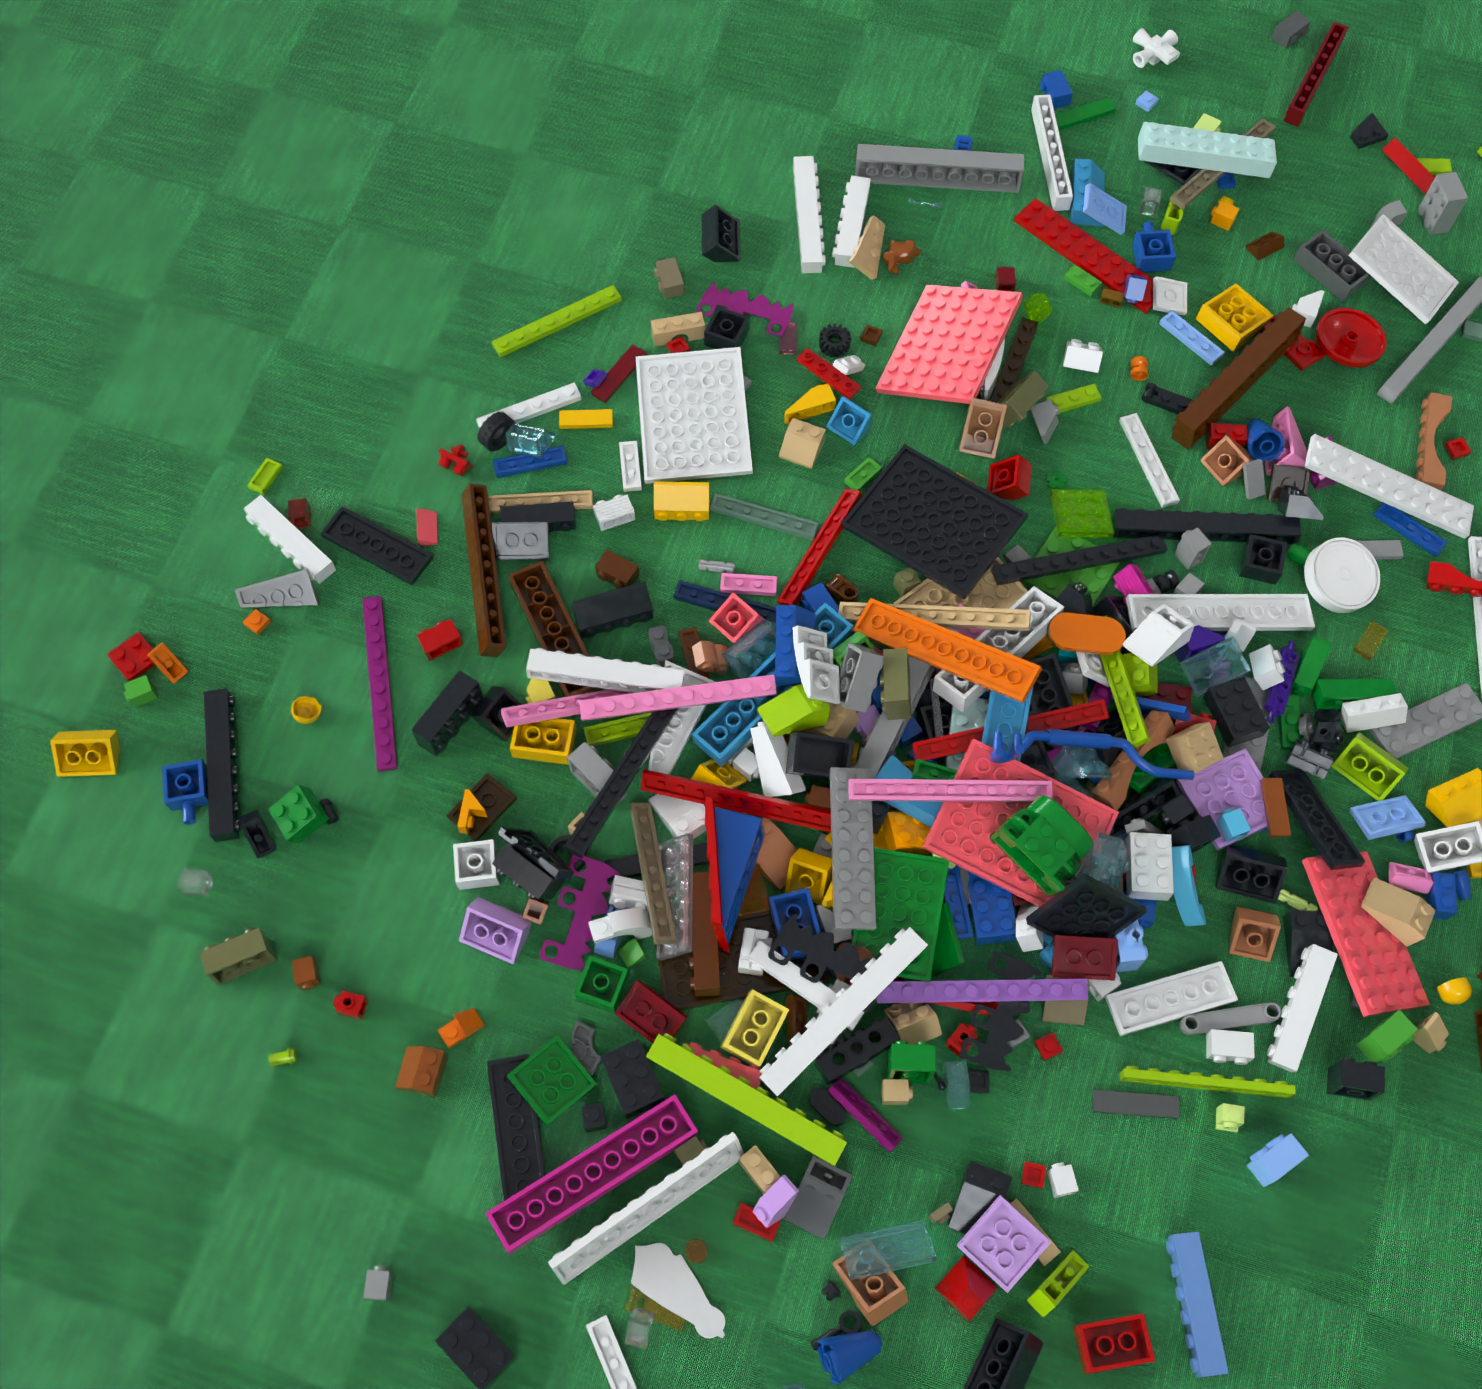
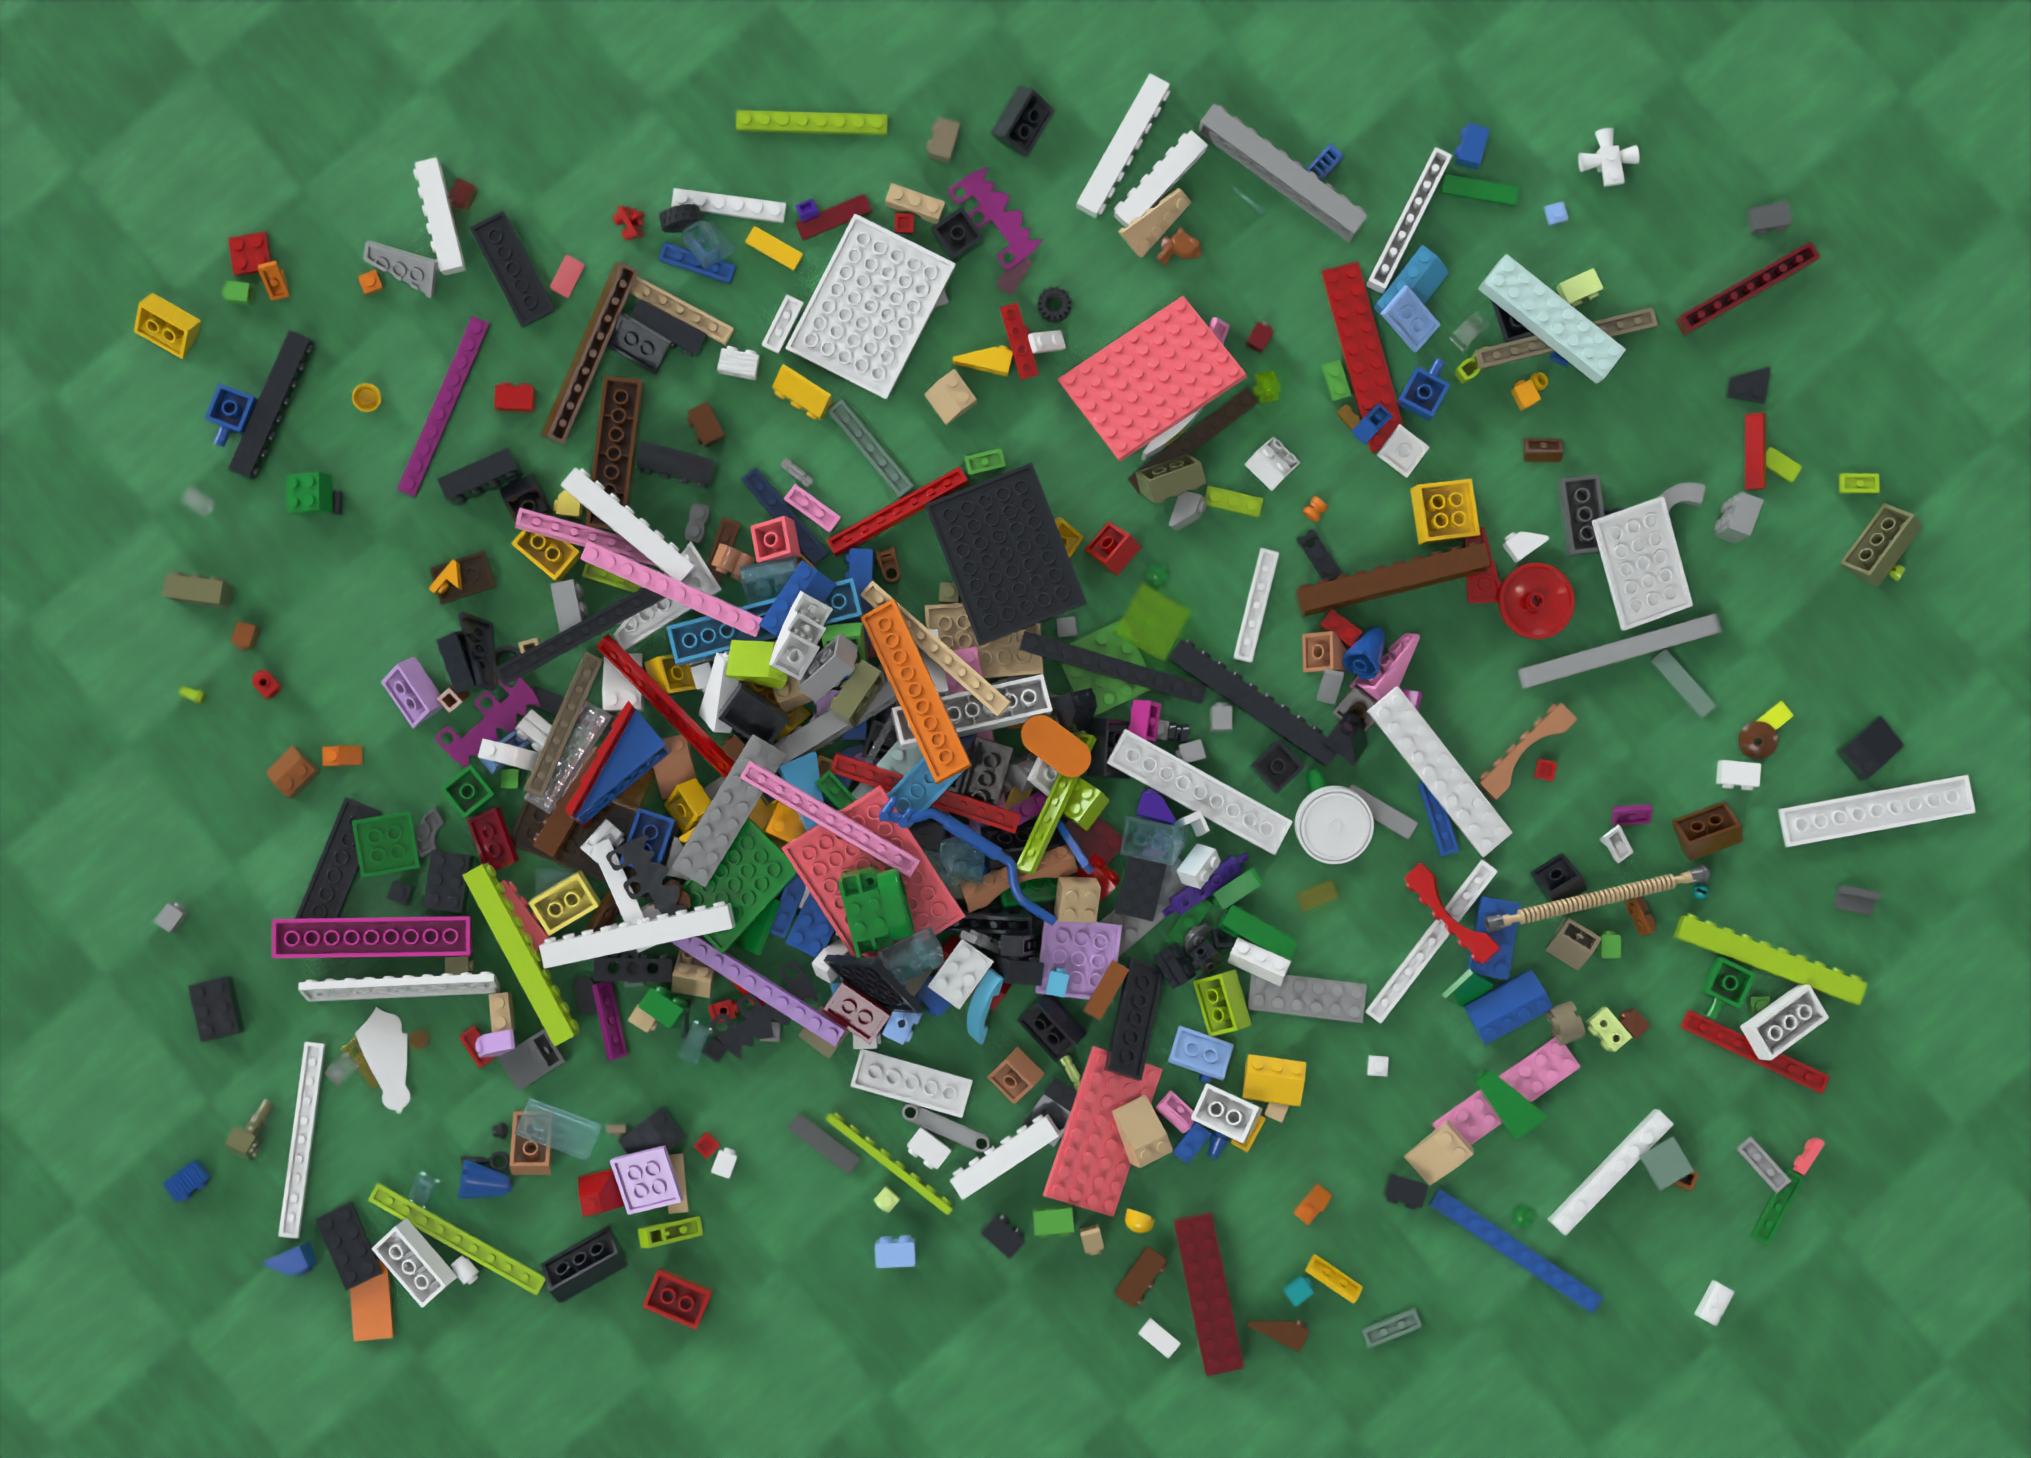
camera: 30 degrees right, 20 degrees up
(257, 833) = (268, 487): black slope -> none
(265, 476) = (454, 133): lime tile -> none
(474, 864) = (427, 626): white brick -> none
(850, 421) = (1007, 401): dark azure slope -> none
(871, 335) = (1094, 318): reddish brown tile -> none
(982, 428) = (1115, 489): medium nougat slope -> none
(1048, 1047) = (788, 1058): red plate -> none
(1159, 635) = (1113, 787): white slope -> none
(1191, 337) = (1390, 506): light blue plate -> none
(1197, 1305) = (761, 1311): medium blue brick -> none

